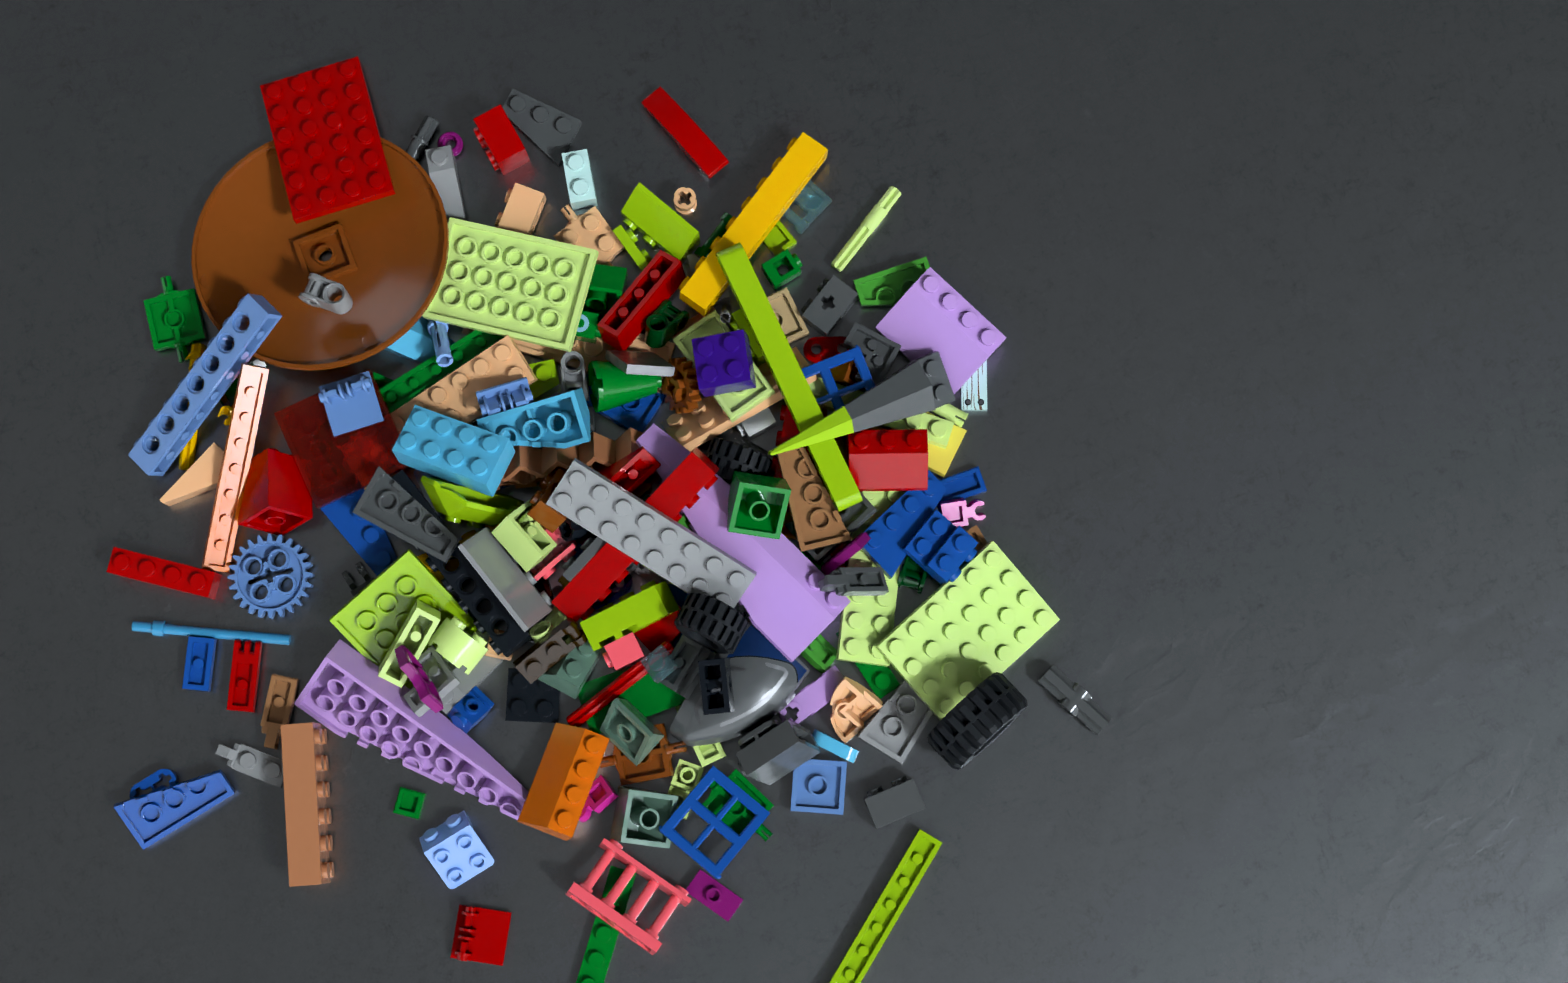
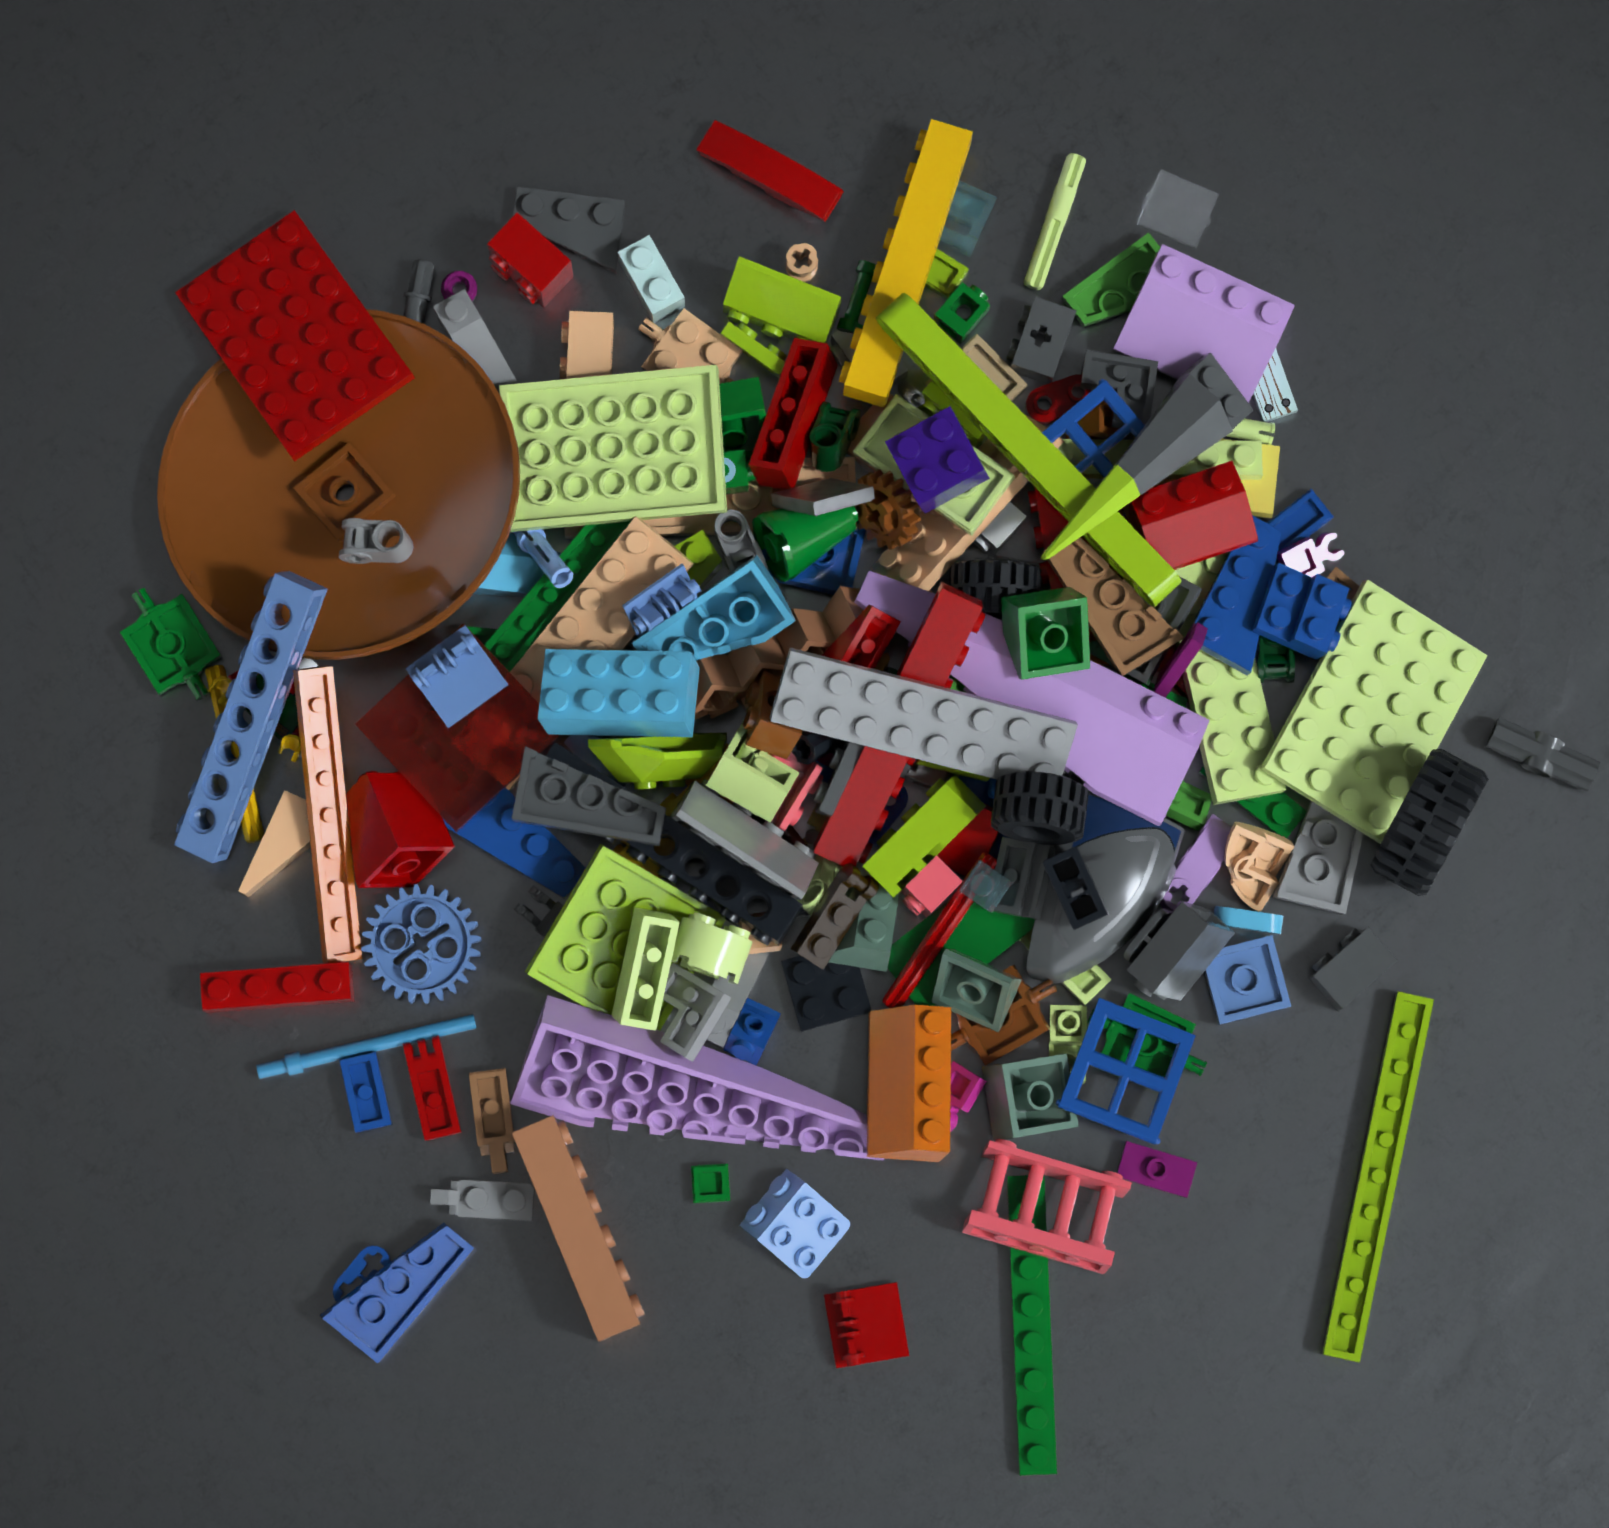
camera: 25 degrees left, 0 degrees up
(413, 669) = (678, 1008): magenta tile -> none
(855, 581) = (1207, 692): dark grey hinge -> none
(953, 247) = (1178, 209): none -> clear piece

